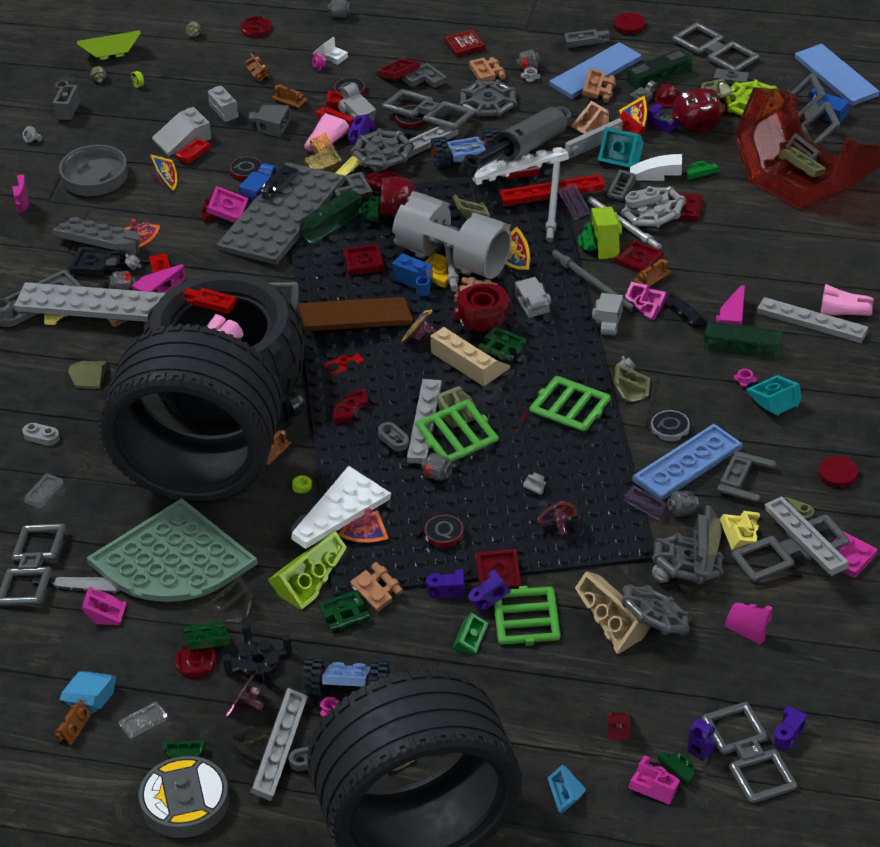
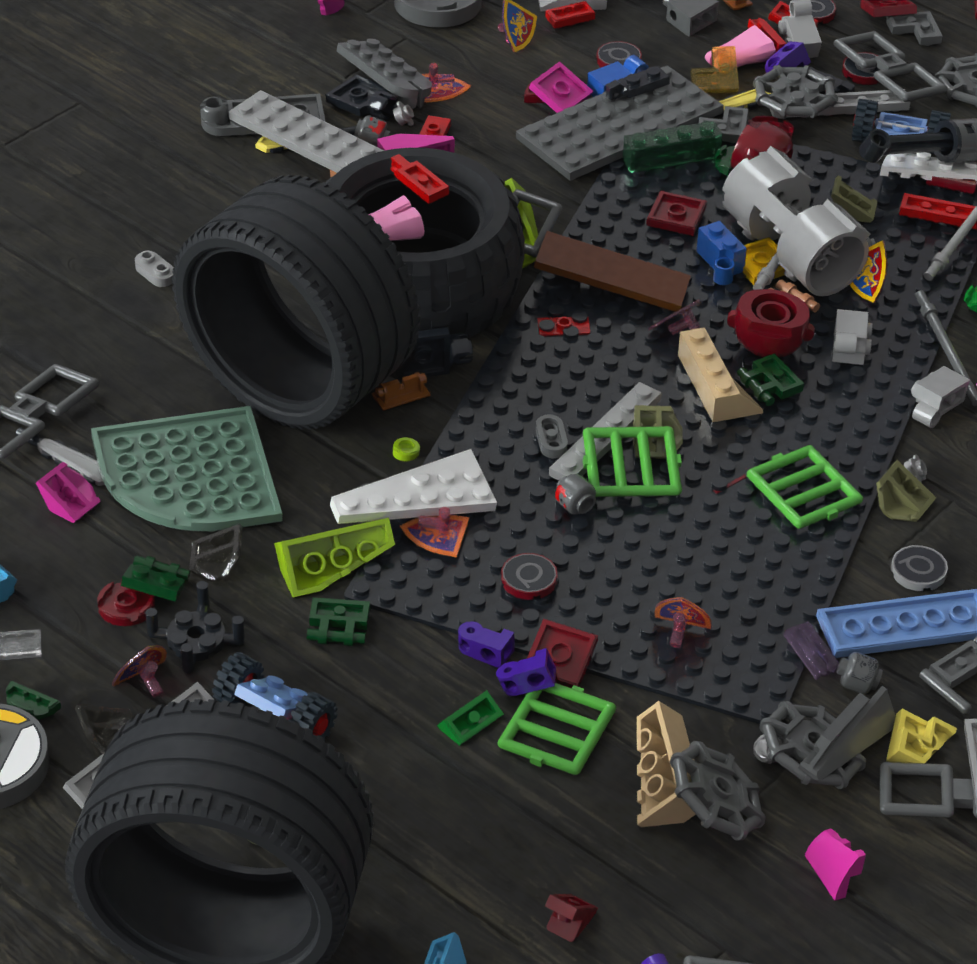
camera: 25 degrees right, 0 degrees up
(43, 490) = (106, 333): clear plate -> none
(349, 406) = (518, 383): dark red tile -> none
(371, 591) = (388, 612): nougat plate -> none
(535, 483) = (685, 566): light grey plate -> none

